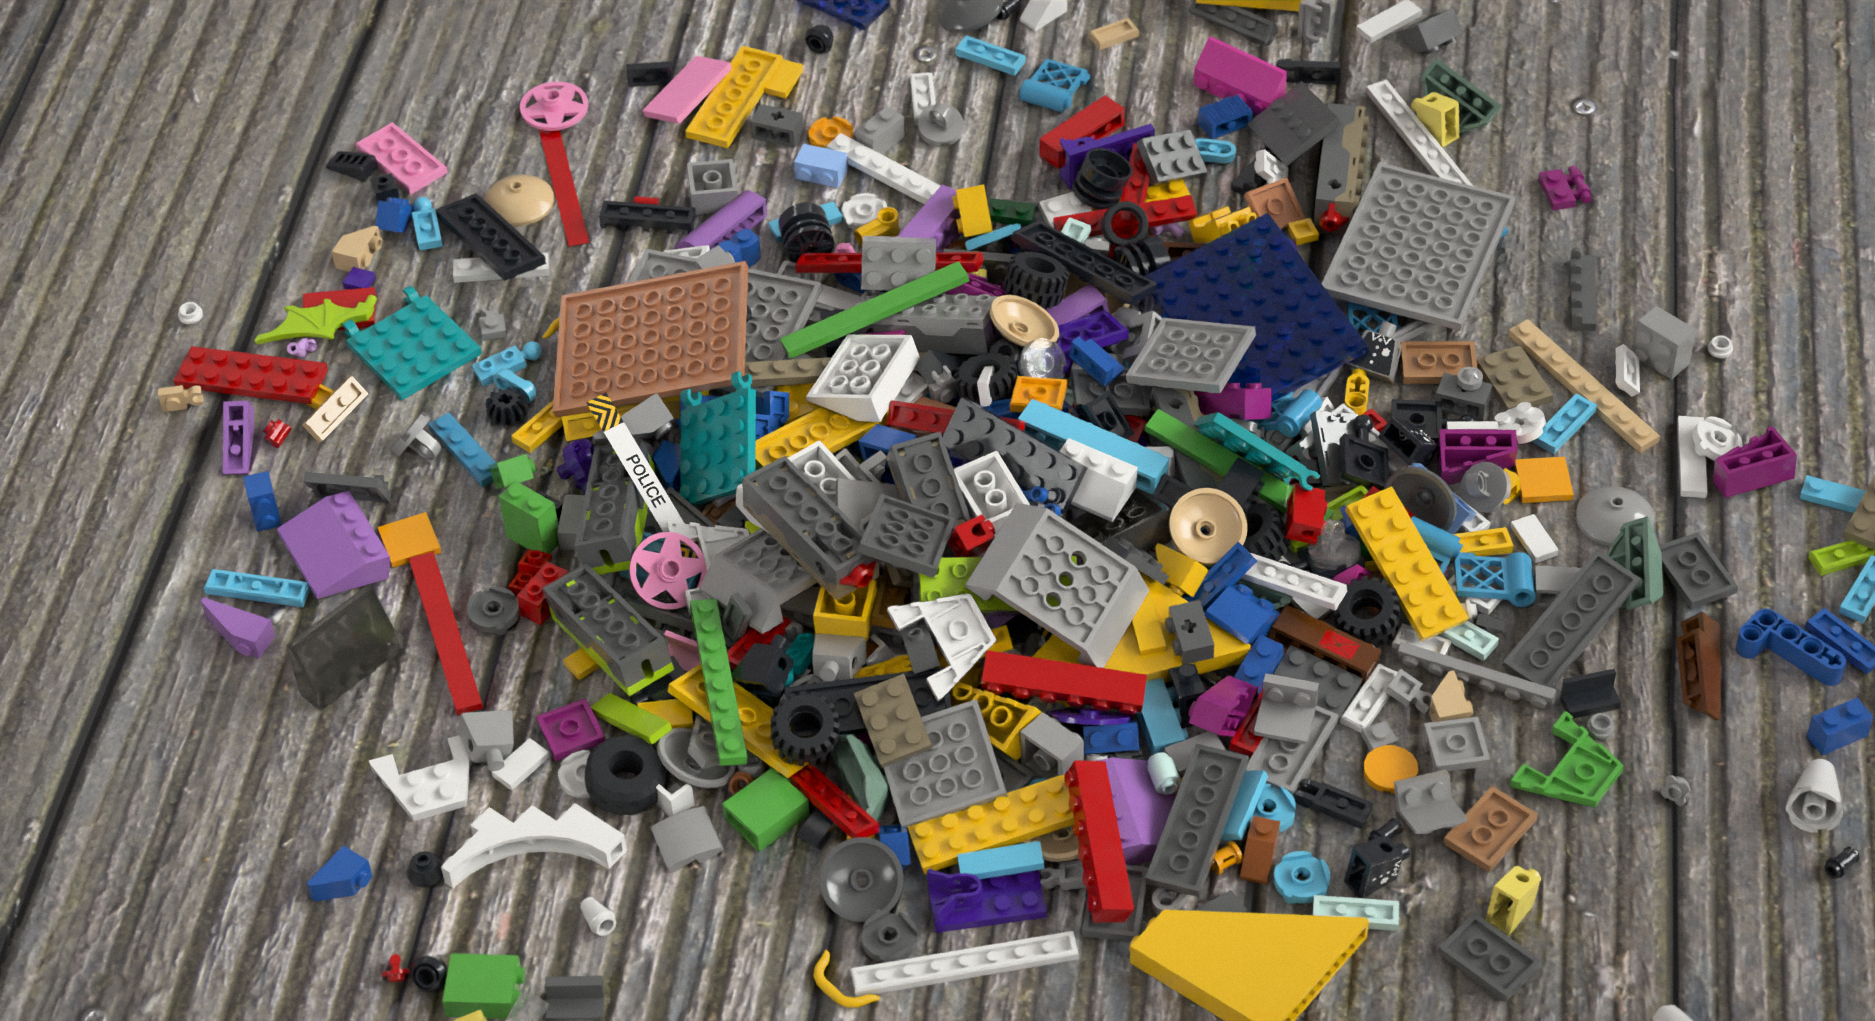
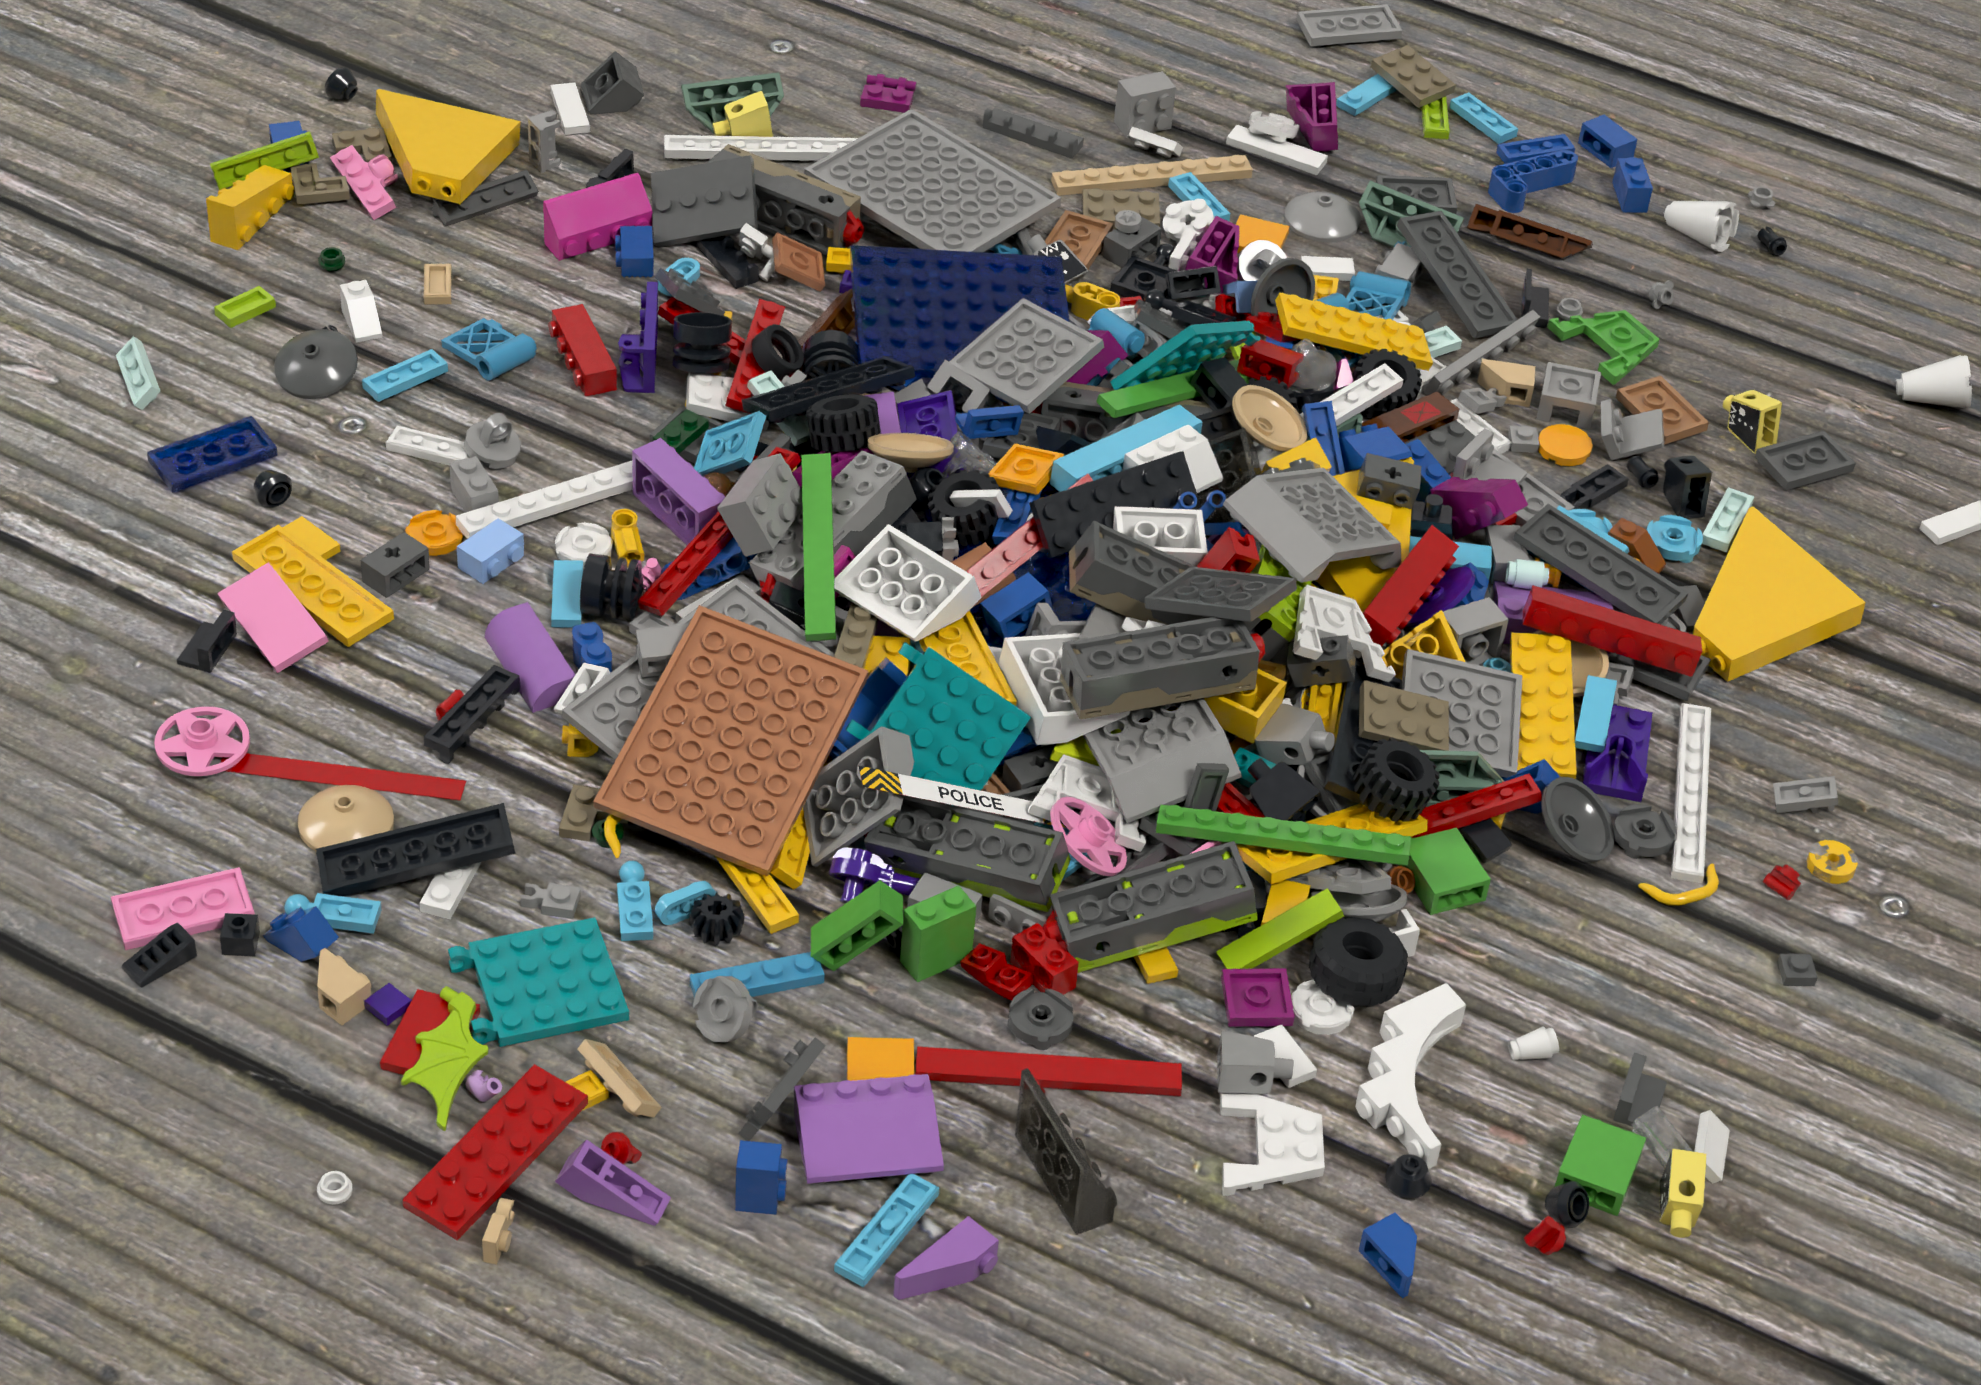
camera: 75 degrees left, 5 degrees down
(687, 838) = (1454, 946): light grey slope -> none
(711, 185) = (467, 640): light grey slope -> none
(973, 211) = (694, 437): yellow slope -> none
(1218, 223) = (815, 295): yellow hips -> none

